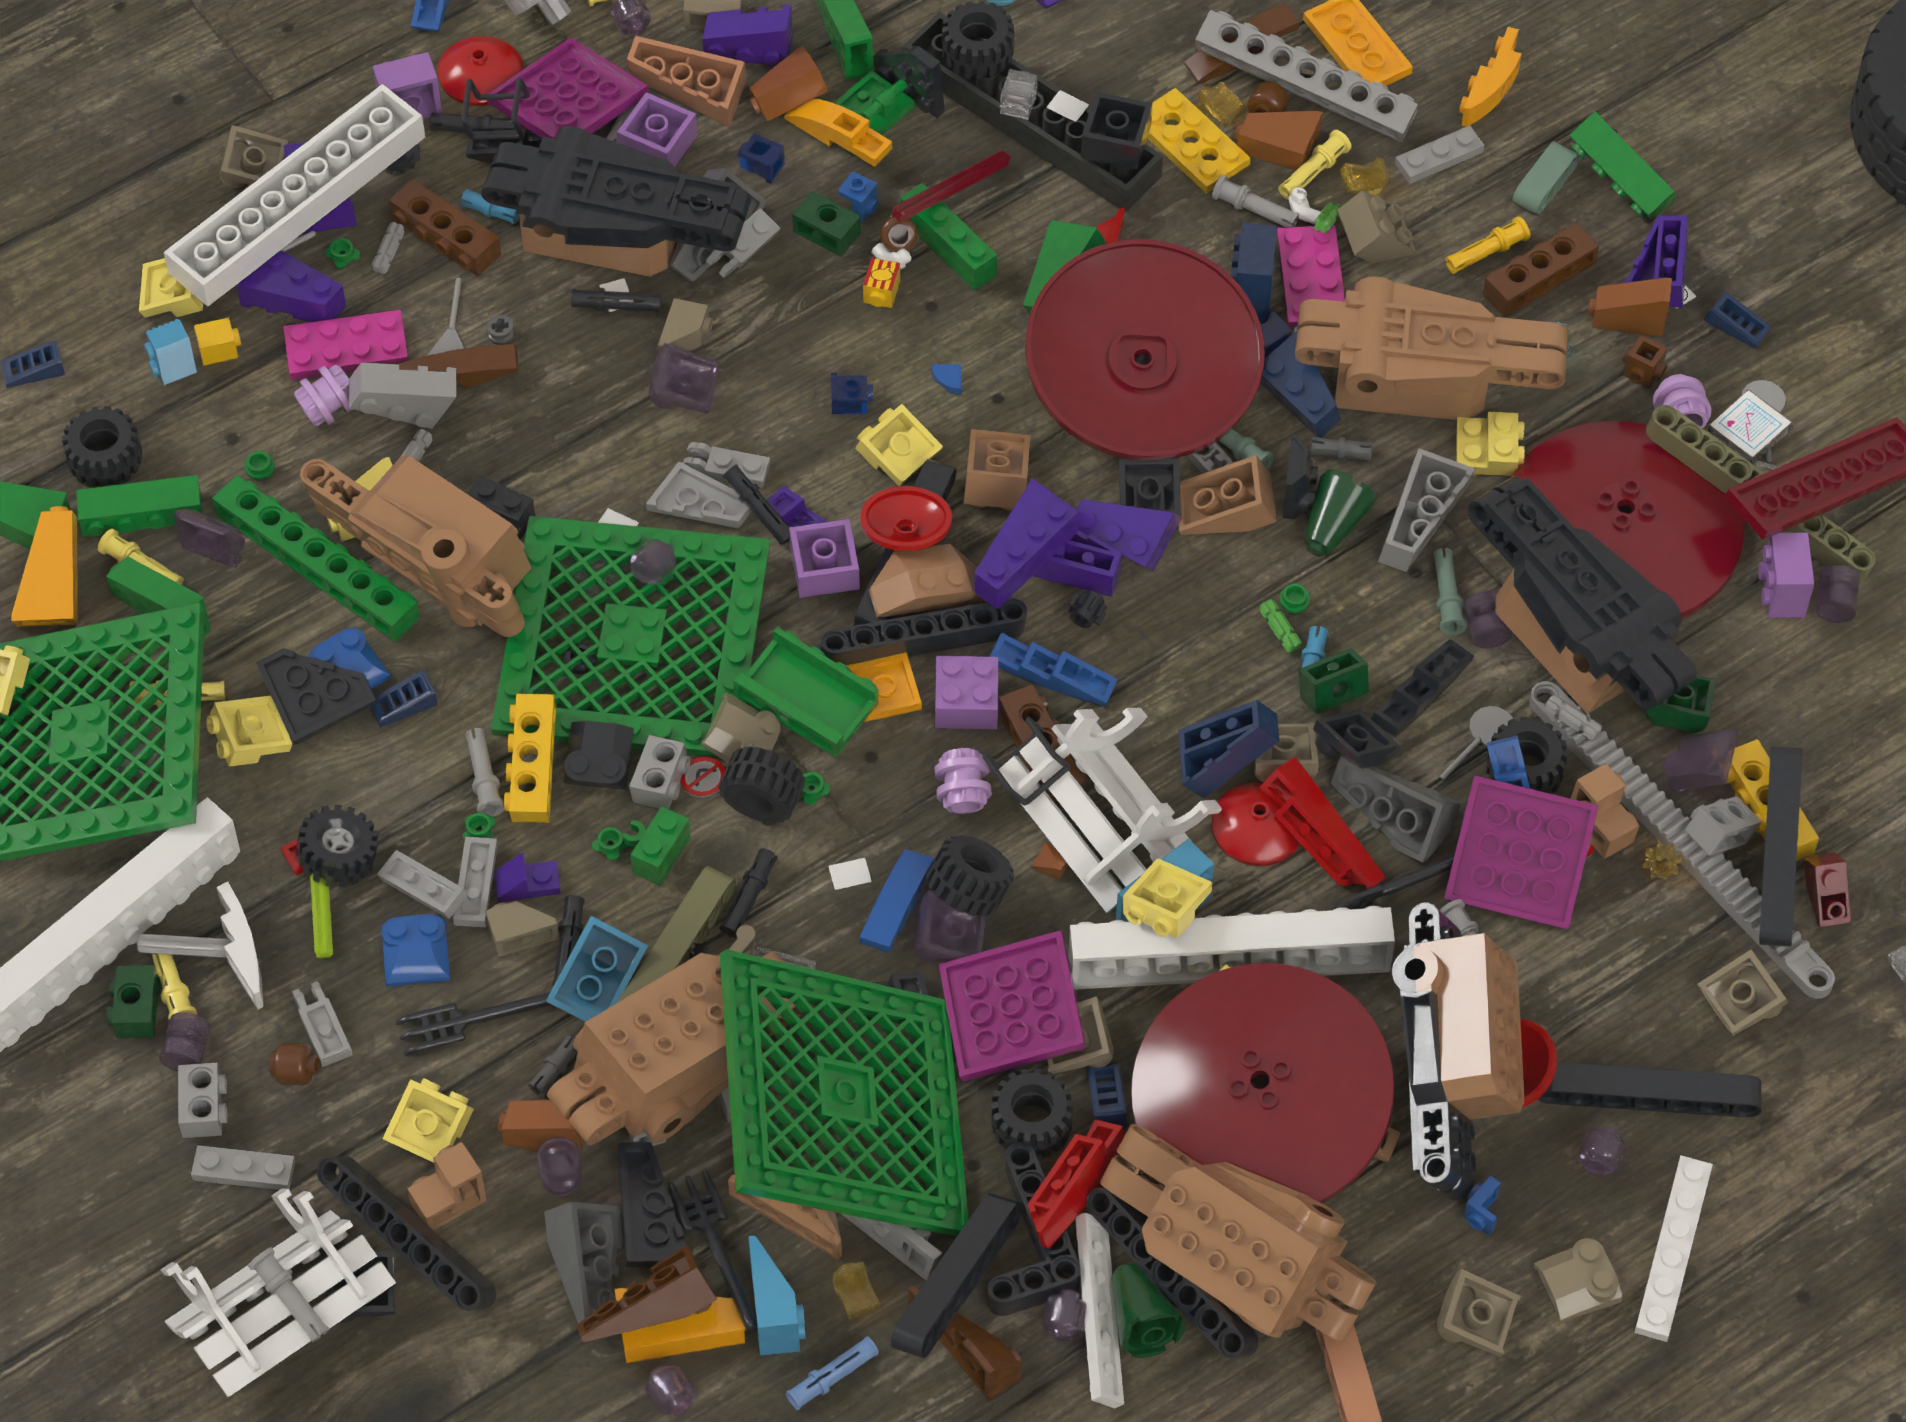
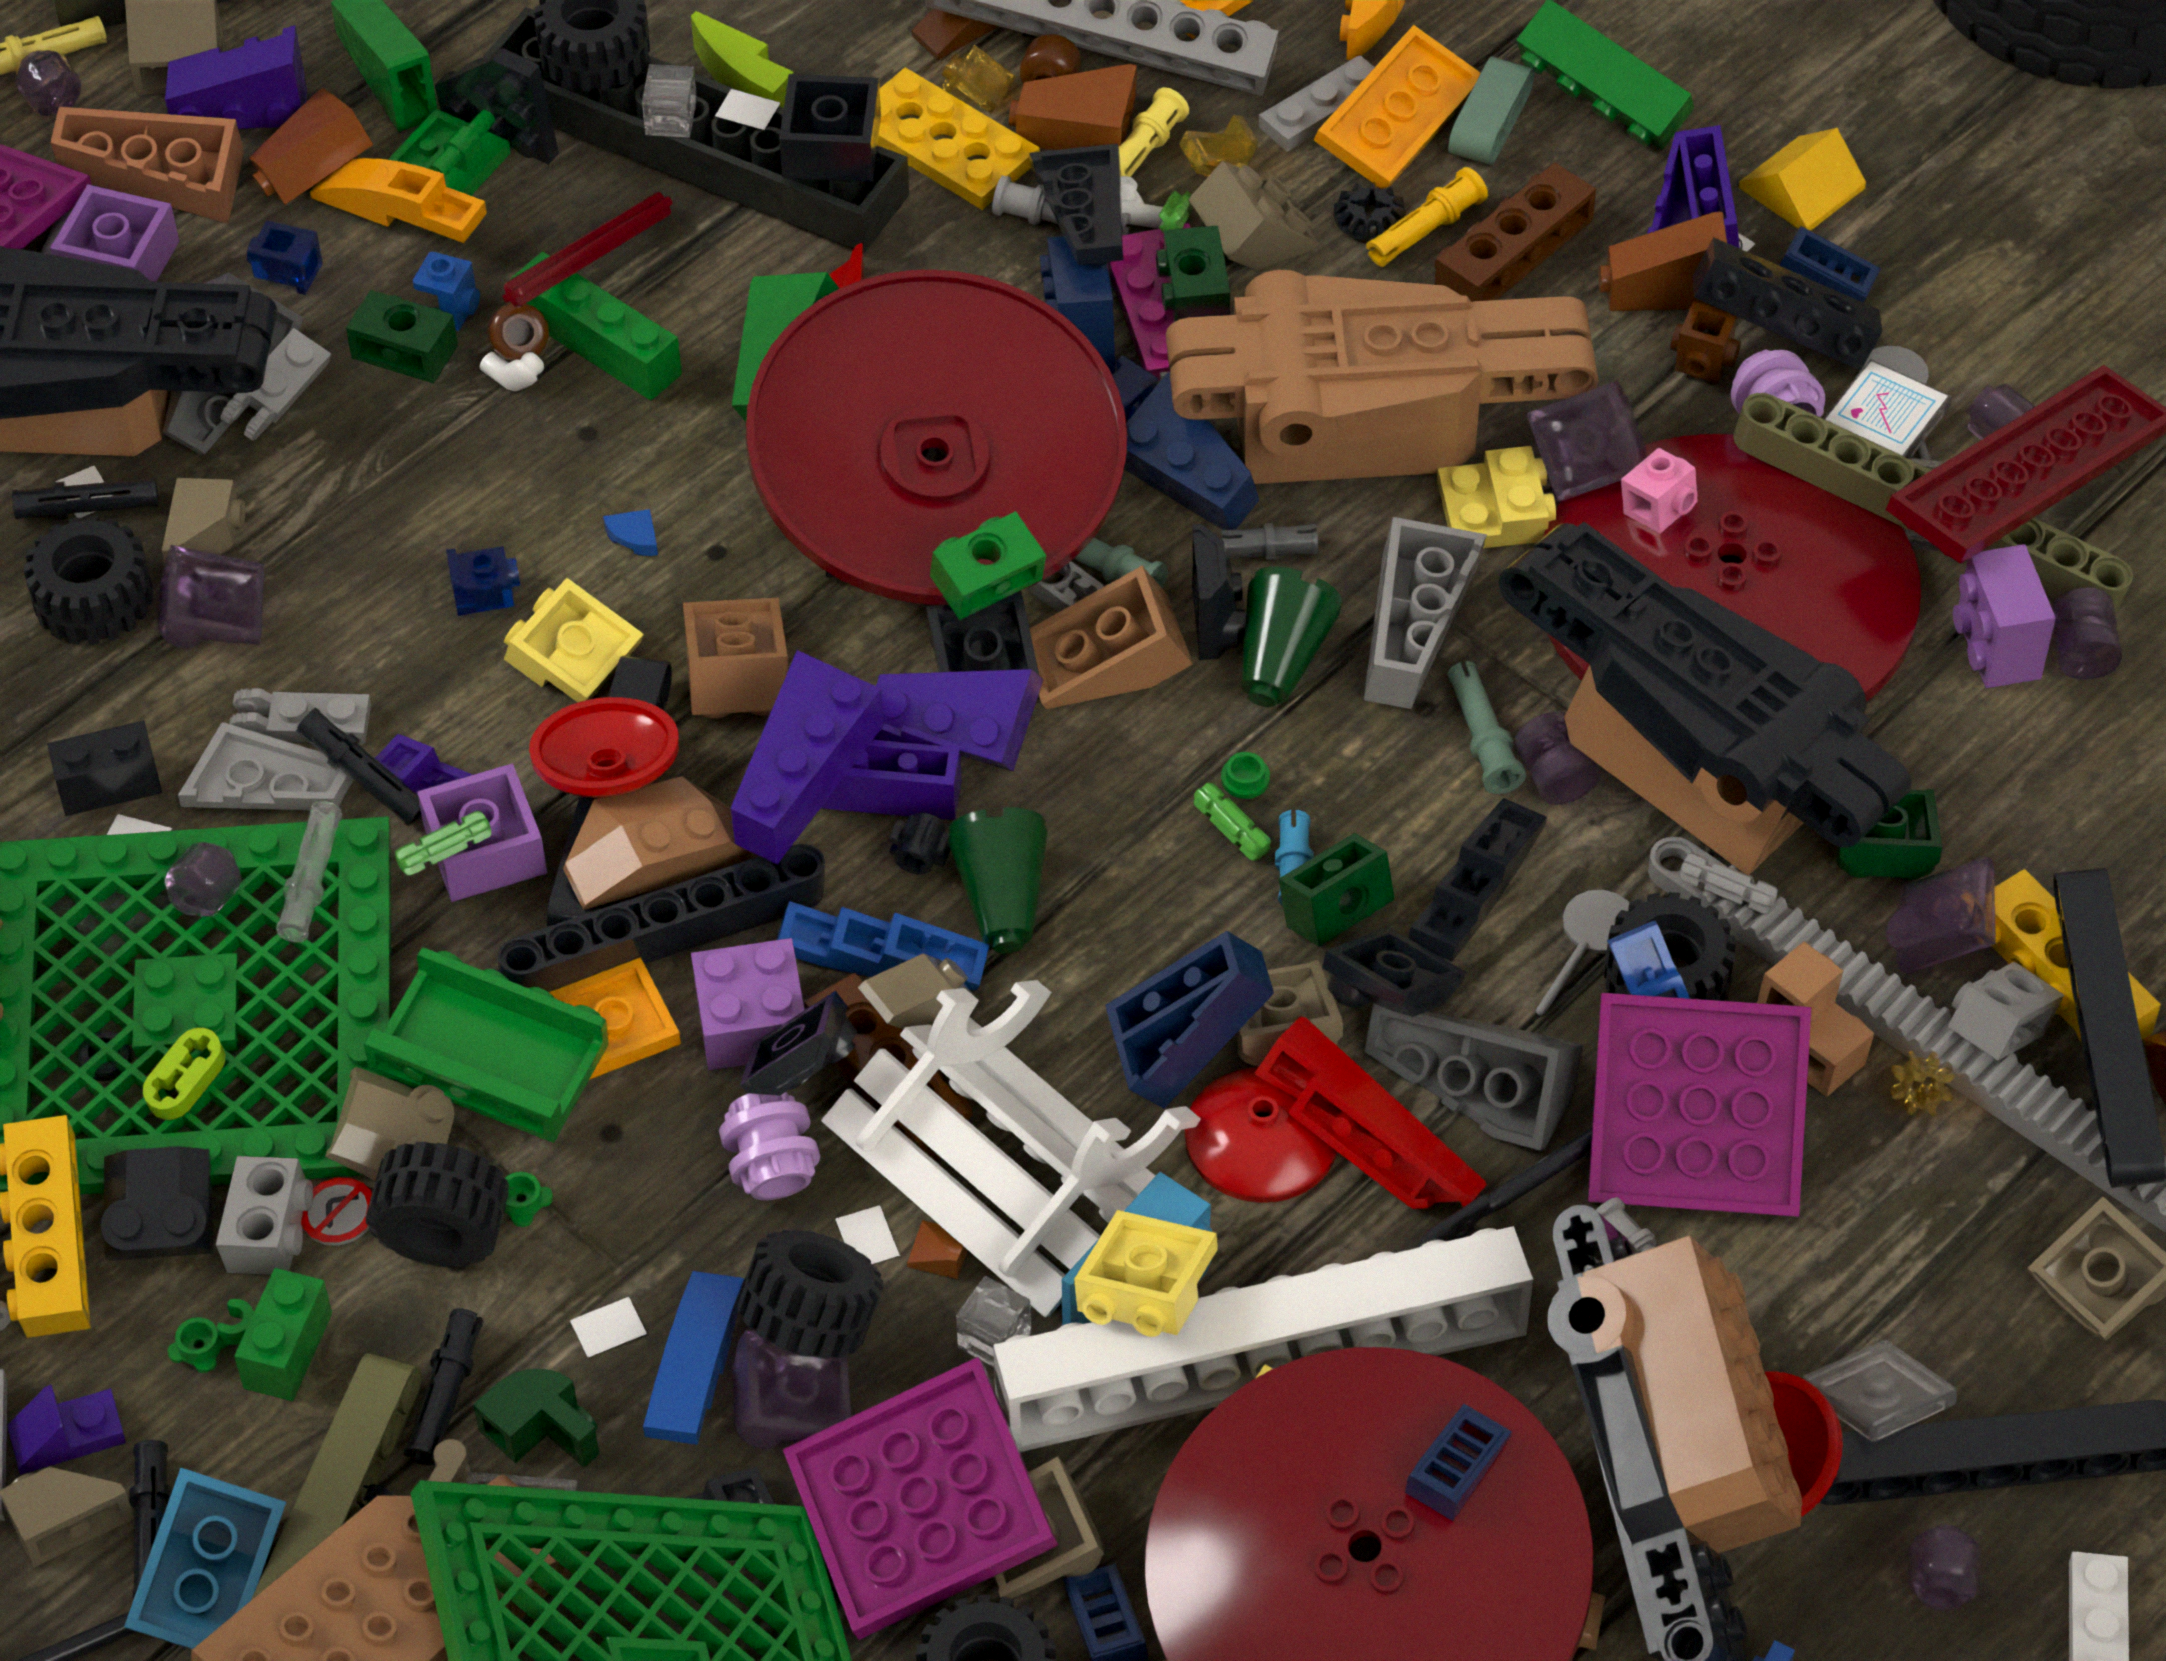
camera: 10 degrees left, 5 degrees down
(604, 479) = (104, 768): none -> black brick
(611, 337) = (94, 607): none -> black tyre
(622, 677) = (185, 1074): none -> lime beam
(712, 577) = (305, 887): none -> clear pin
(797, 914) = (533, 1406): none -> dark green brick
(799, 563) = (443, 843): none -> bright green axle
(881, 283) = (503, 408): yellow brick -> none
(990, 726) = (800, 1048): none -> black slope
(995, 766) = (820, 1111): black piece -> none
(1012, 844) = (868, 1234): none -> white sticker
(1062, 701) = (909, 991): none -> dark tan slope
(1070, 69) = (738, 59): none -> lime slope
(1074, 907) = (991, 1318): none -> clear brick
(1132, 636) = (1001, 872): none -> dark green cone
(1148, 452) = (974, 586): none -> green brick
(1270, 201) = (1085, 199): none -> black wing
(1306, 1056) = (1439, 1494): none -> dark blue slope
(1329, 265) = (1194, 273): none -> dark green brick
(1440, 237) = (1351, 215): none -> black gear
(1486, 167) = (1398, 108): none -> light orange plate
(1553, 417) = (1588, 440): none -> slope
(1589, 458) = (1659, 490): none -> bright pink brick
(1589, 1041) = (1882, 1390): none -> clear plate
(1701, 345) = (1787, 303): none -> black brick
(1739, 258) = (1807, 179): none -> yellow slope
(1819, 436) = (1995, 409): none -> head

